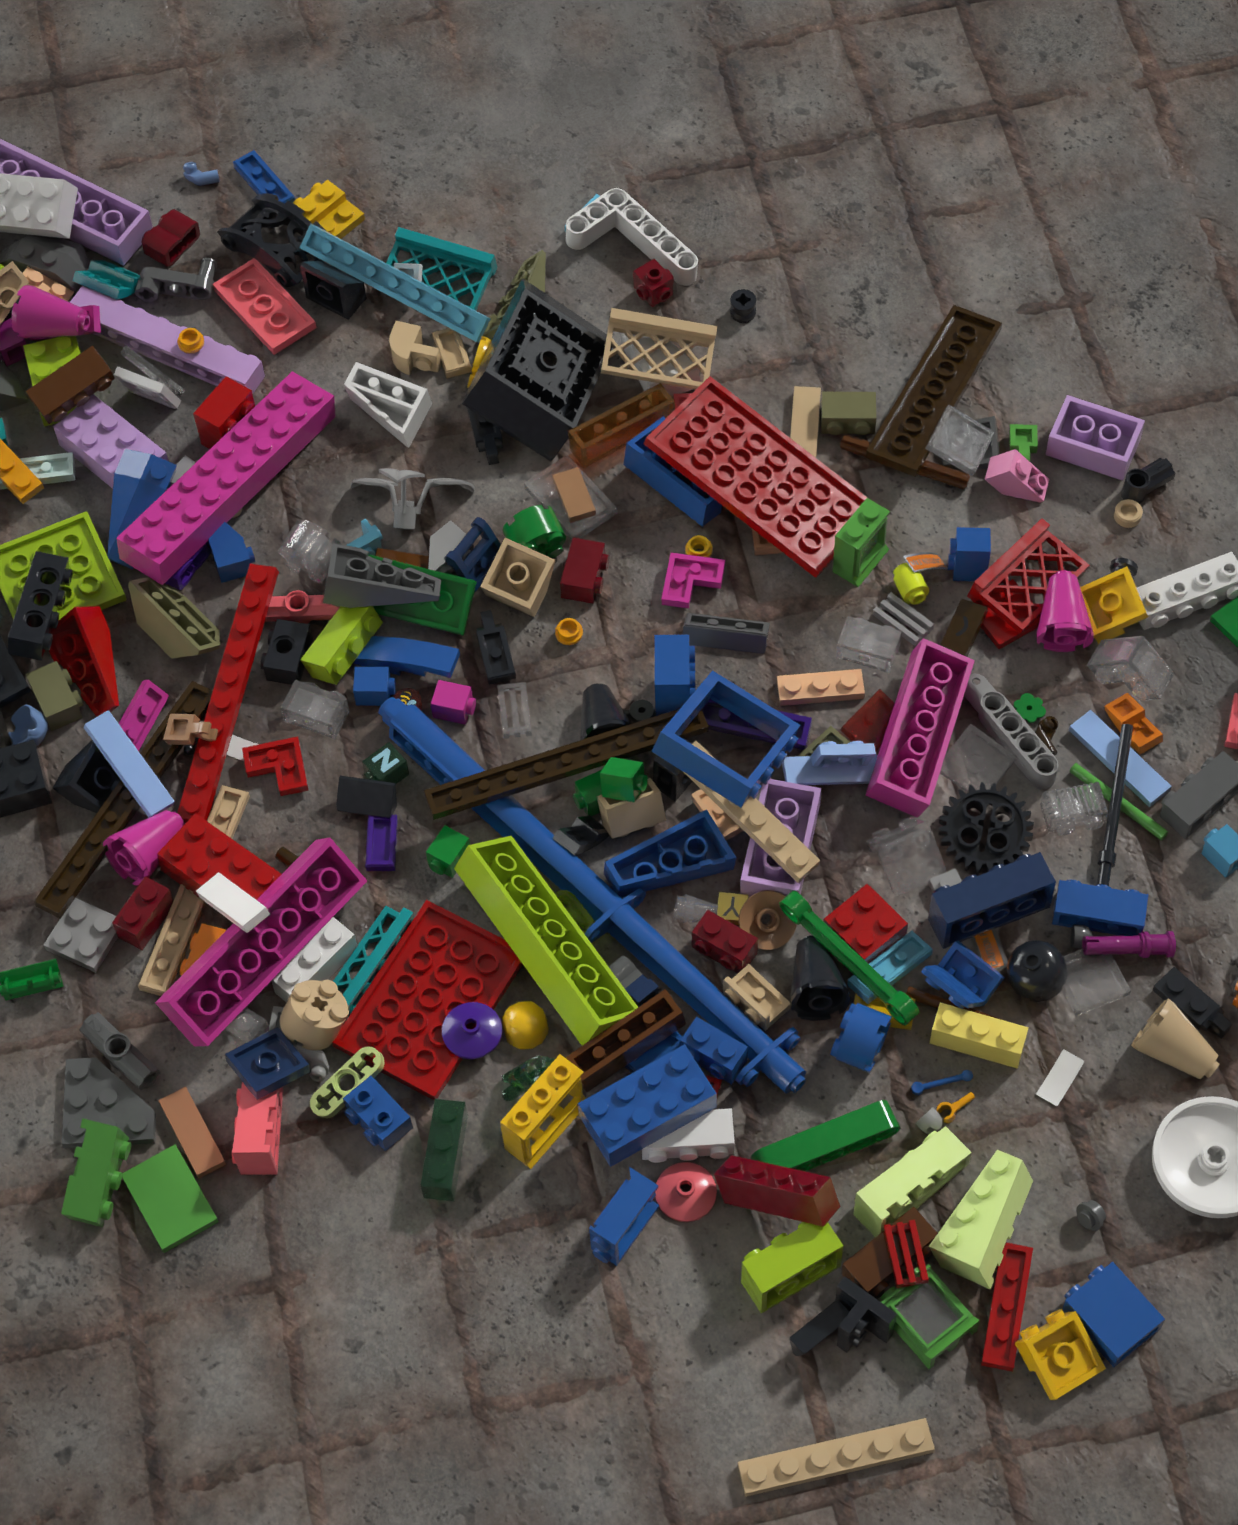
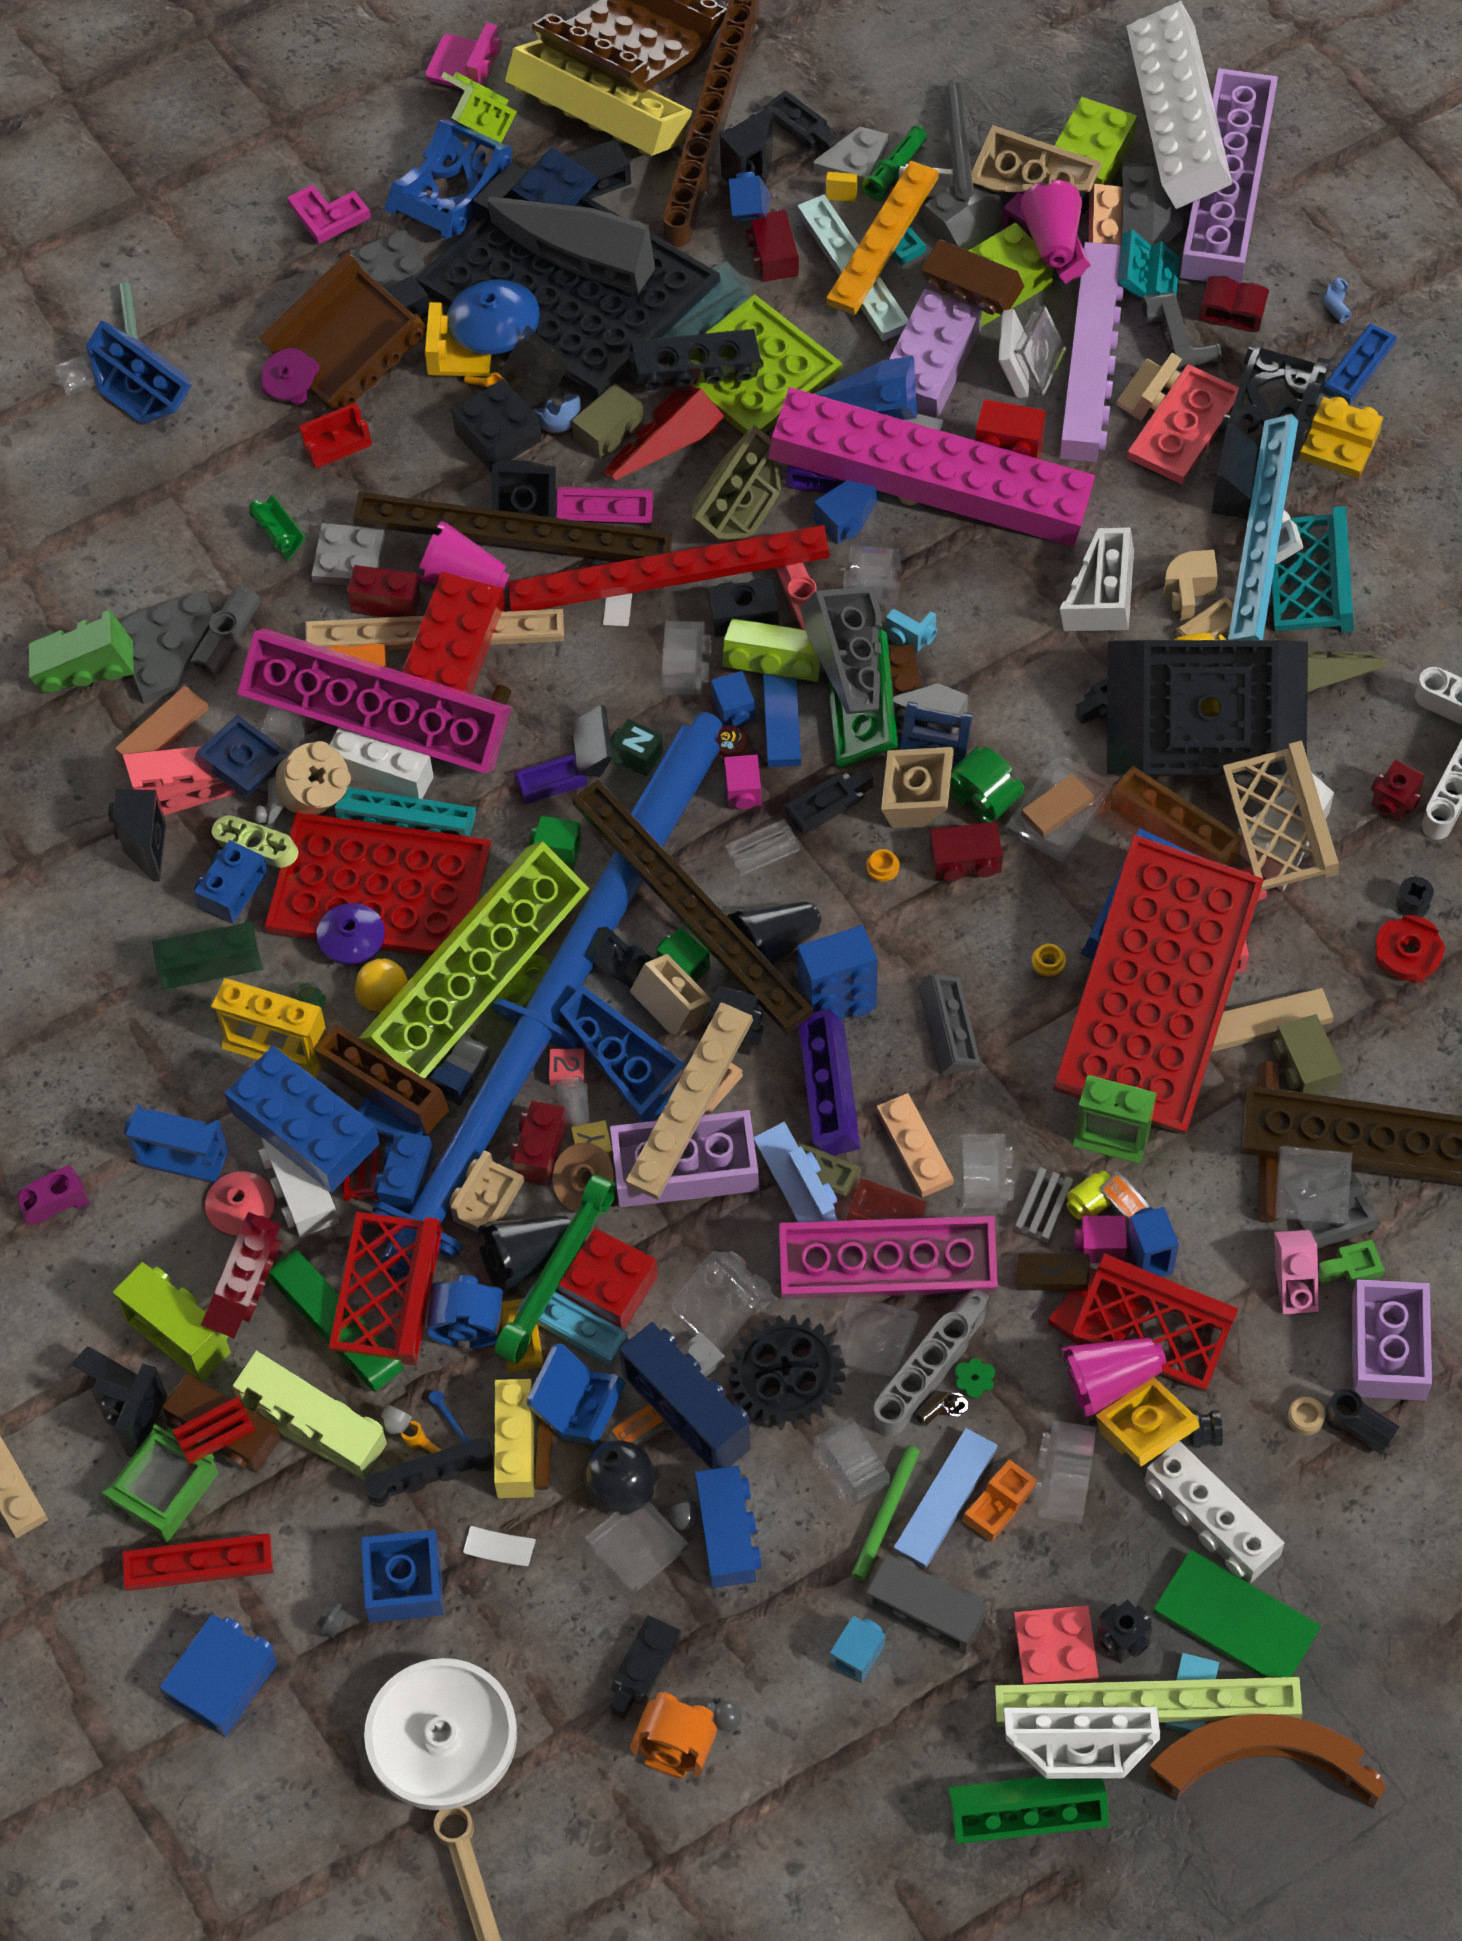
camera: 70 degrees right, 0 degrees up
(128, 764) = (539, 510): light blue tile -> none
(169, 1198) = (85, 735): bright green tile -> none
(185, 727) = (600, 544): medium nougat plate -> none
(190, 340) = (1089, 366): light orange plate -> none
(221, 313) = (1147, 386): none -> tan bracket
(232, 902) = (393, 650): white tile -> none
(279, 757) = (612, 651): red plate -> none
(302, 1168) = (140, 828): none -> black slope
(404, 510) = (983, 613): light grey plant -> none
(623, 779) = (686, 965): green brick -> none
(627, 1337) = (51, 1195): none -> magenta leg
(657, 907) = (566, 1064): none -> coral tile
(687, 571) = (1003, 953): dark pink plate -> none
(706, 768) = (778, 992): blue window -> none
(782, 337) = (1403, 965): none -> red plate
(827, 1060) = (417, 1284): none -> red fence
(948, 588) = (1102, 1236): none -> dark pink brick
(983, 1220) = (285, 1503): yellowish green wedge -> none
(984, 1095) = (441, 1466): none -> black plate
(1060, 1353) = (153, 1629): yellow plate -> none
(1074, 1148) = (402, 1576): none -> blue brick
(1107, 856) = (802, 1518): black bar -> none
(1143, 944) = (694, 1585): magenta pin -> none
(1176, 1042) = (574, 1653): tan cone -> none

